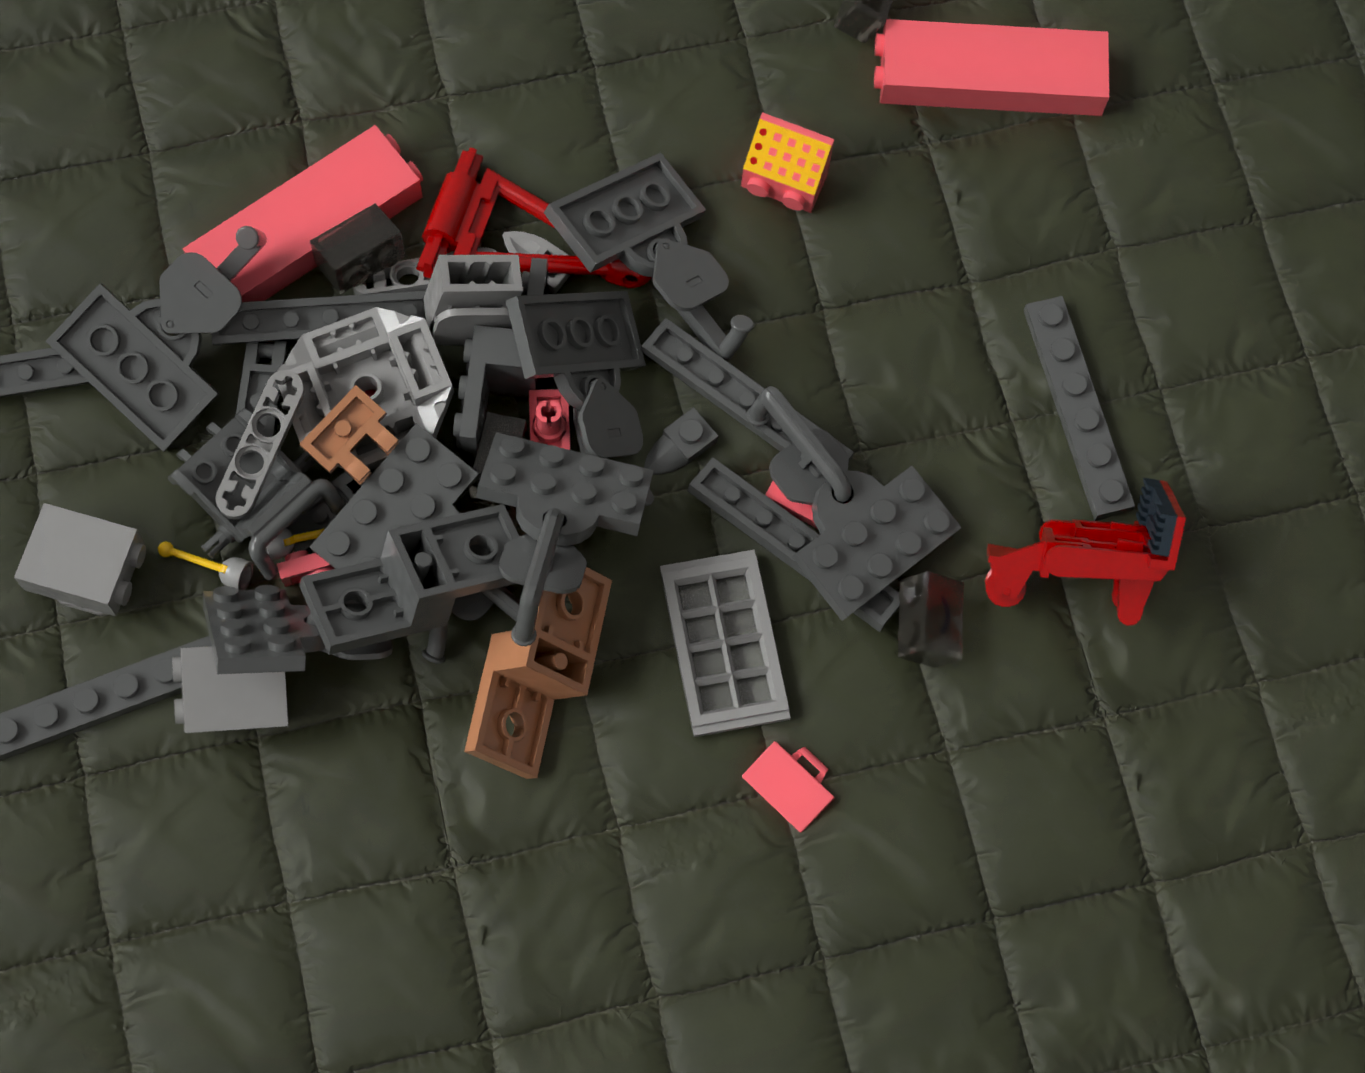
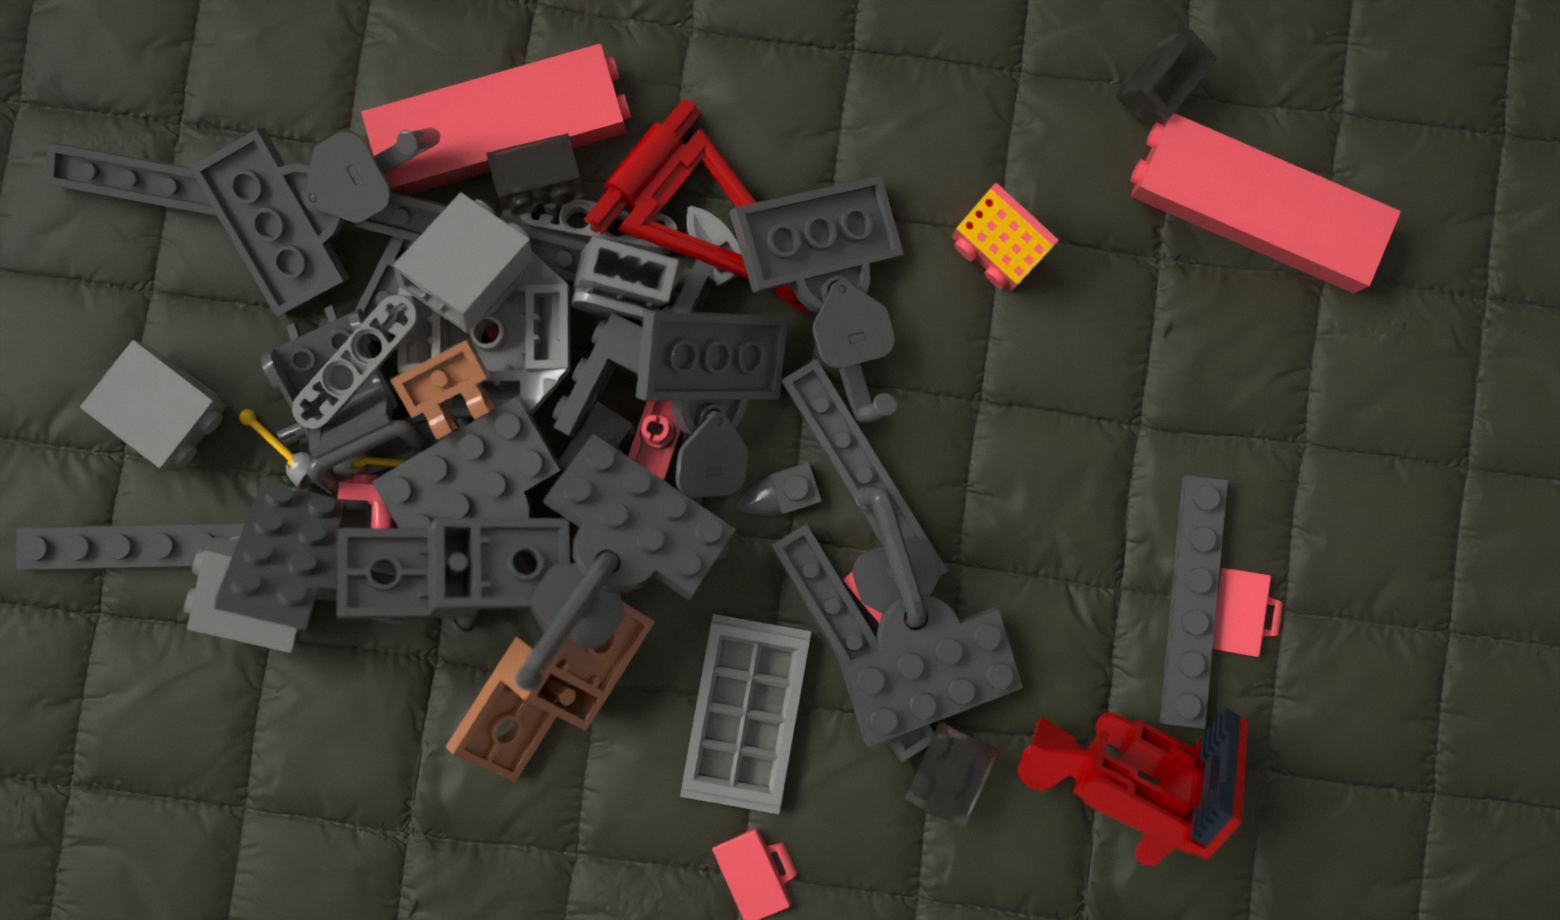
camera: 20 degrees right, 15 degrees up
(330, 325) = (465, 262): none -> light grey brick
(1124, 402) = (1242, 612): none -> coral piece

